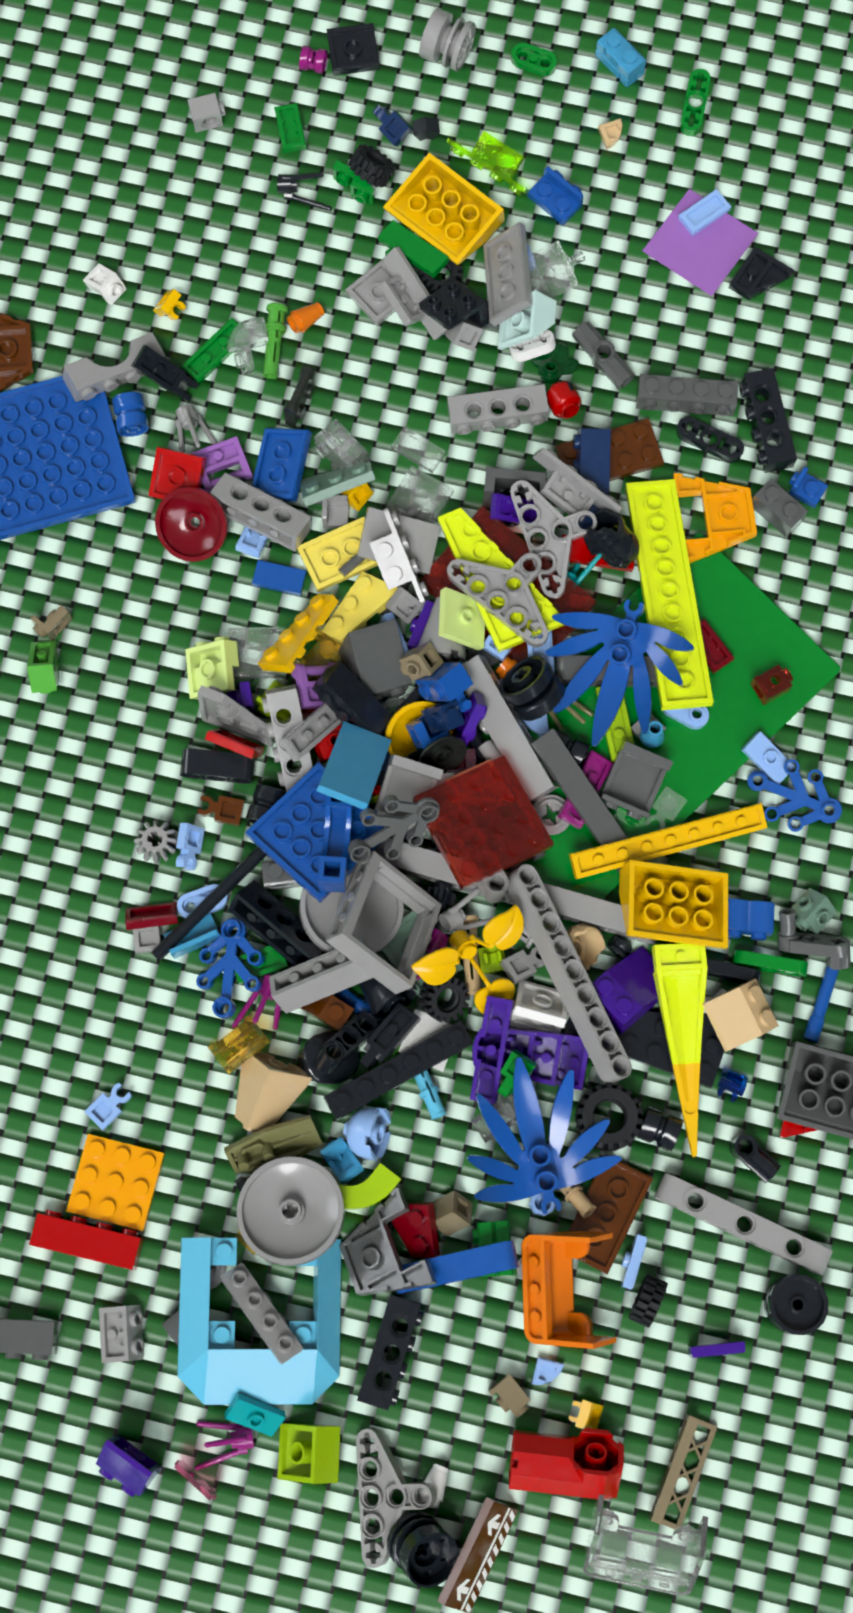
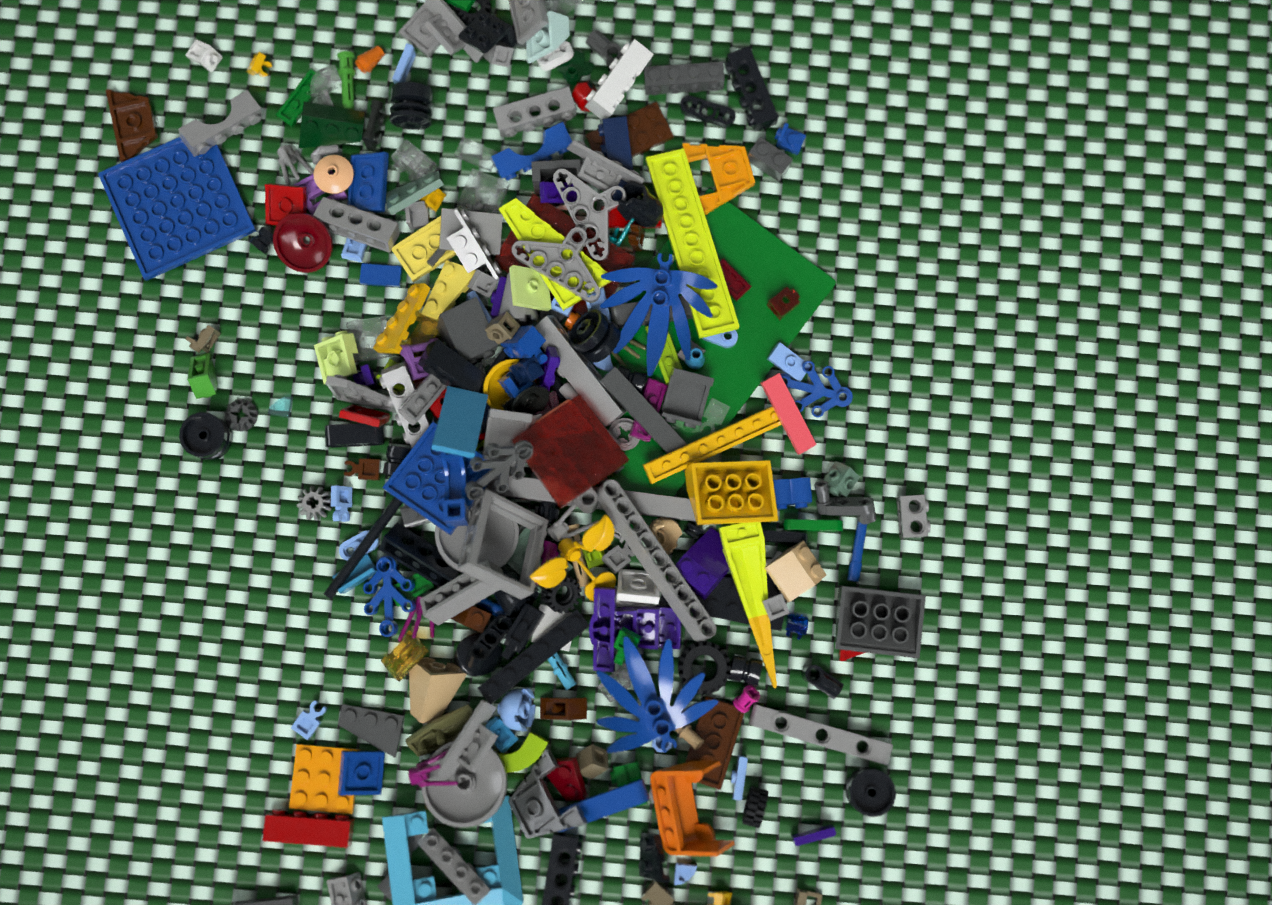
camera: 10 degrees left, 5 degrees up
(32, 725) = (194, 438): none -> black wheel
(86, 731) = (244, 423): none -> dark grey gear
(130, 414) = (240, 160): blue wheel -> none
(132, 719) = (281, 407): none -> clear light blue tile
(142, 515) = (262, 240): none -> black wheel
(146, 939) = (319, 581): light grey plate -> none
(151, 916) = (320, 563): dark red tile -> none
(163, 372) = (260, 122): black hinge -> none
(163, 1180) = (361, 773): none -> blue plate
(186, 1127) = (373, 726): none -> dark grey wing
(232, 417) = (321, 151): none -> light grey arm
(239, 1189) = (421, 773): none -> magenta plant
(241, 458) = (339, 180): none -> light nougat dish
(245, 389) = (329, 125): none -> dark green wedge
(306, 1162) = (471, 743): none -> light grey bracket
(346, 331) = (404, 64): none -> light blue tile
(348, 379) = (411, 106): none -> black wheel
(425, 1141) = (563, 708): none -> reddish brown slope
(457, 464) = (508, 162): none -> blue arch
(509, 1344) = (652, 857): none -> black wing
(600, 578) = (636, 237): none -> reddish brown plate
(607, 385) = (619, 80): none -> white wedge
(656, 1164) = (746, 699): none -> dark pink bush
(709, 1055) = (775, 607): none -> light grey tile
(758, 820) = (788, 413): none -> coral tile

